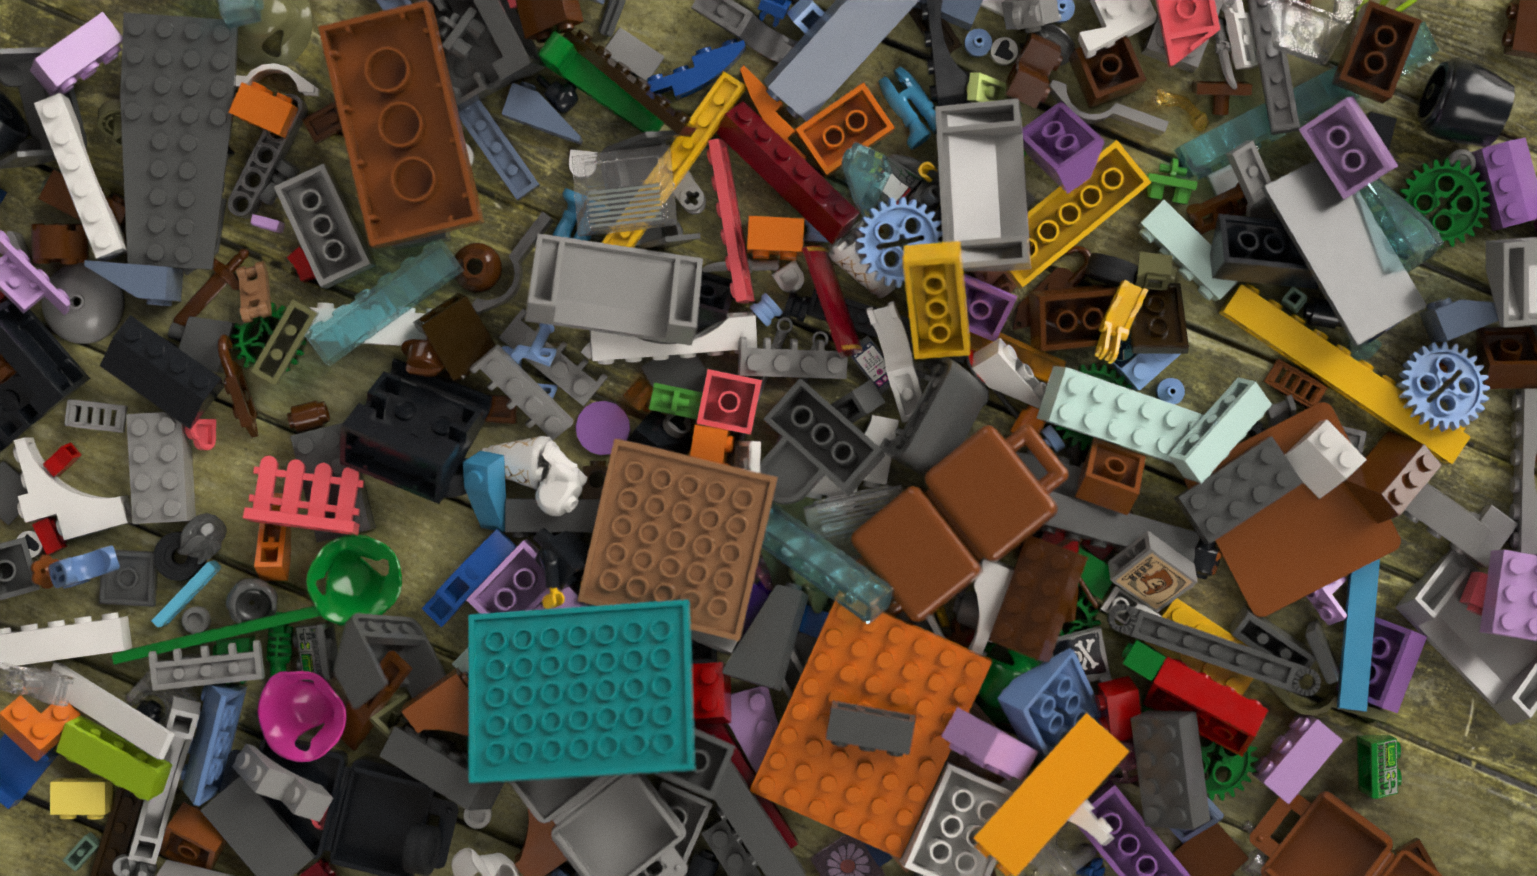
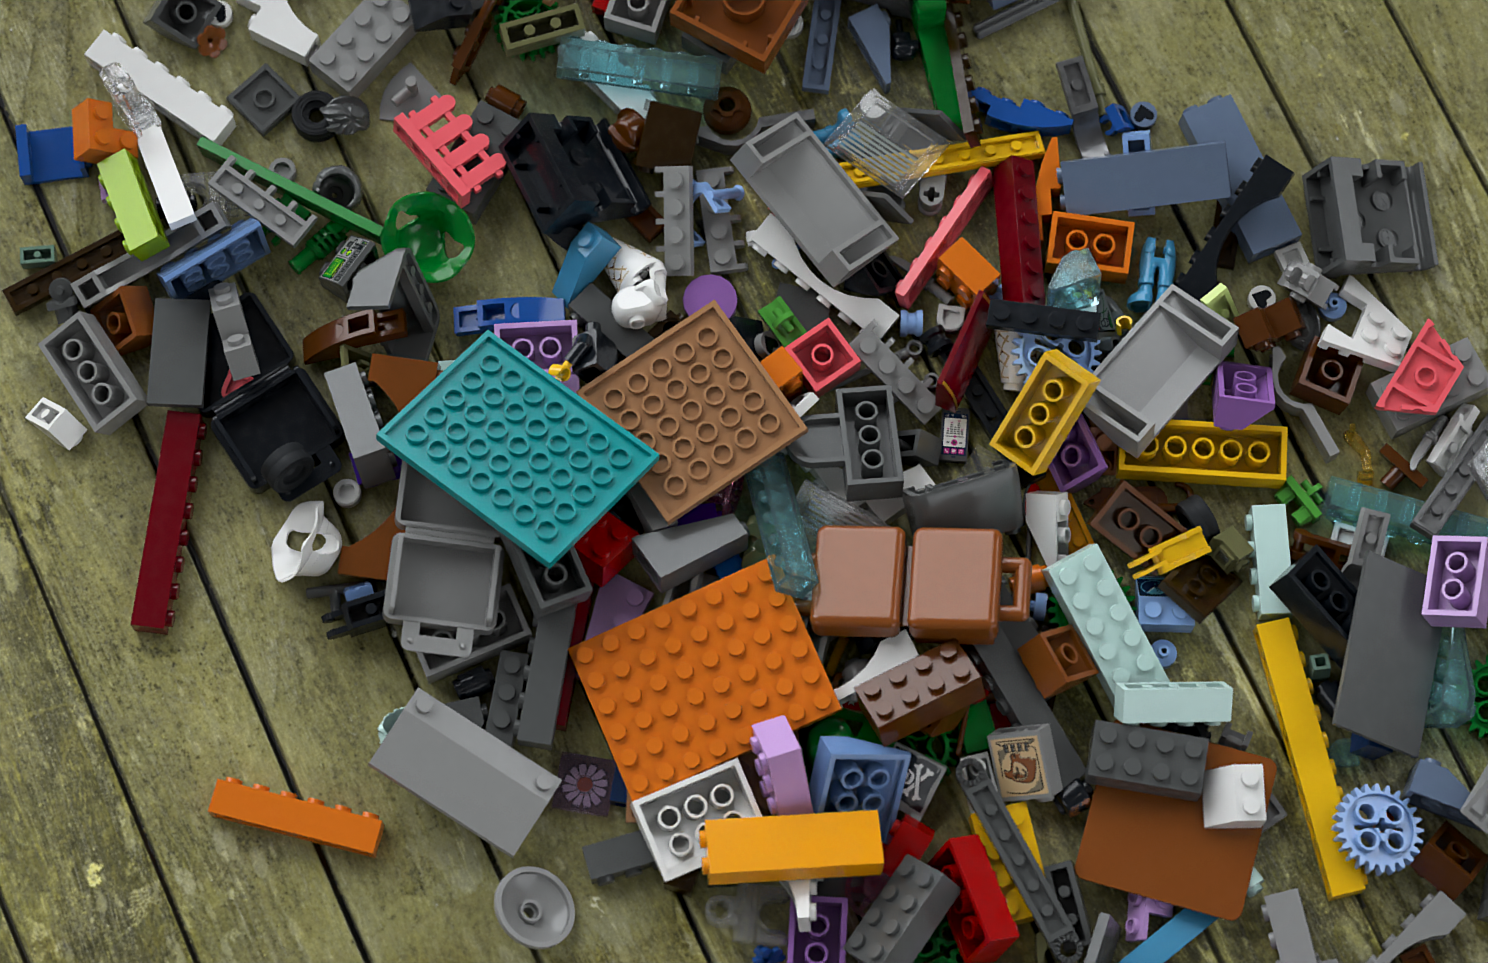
camera: 45 degrees right, 15 degrees down
(49, 536) = (238, 21): red piece -> none
(81, 797) = (78, 216): light yellow brick -> none
(82, 568) = (241, 58): medium blue piece -> none
(187, 593) = (295, 145): medium azure tile -> none
(203, 434) = (418, 46): coral tile -> none
(231, 475) = (405, 93): none -> light grey shield
(273, 550) = (388, 170): orange slope -> none
(294, 707) = (295, 293): dark pink piece -> none
(634, 54) = (984, 65): light grey piece -> none
(639, 394) = (759, 299): clear orange tile -> none
(870, 728) = (703, 673): dark grey brick -> none
(872, 229) = (1043, 320): none -> black plate
(897, 358) = (975, 442): white piece -> none
(977, 49) = (1247, 277): light blue tile -> none
(1143, 660) = (956, 819): green brick -> none
(1299, 398) = (1279, 751): dark orange slope -> none
(1392, 475) = (1276, 860): reddish brown slope -> none

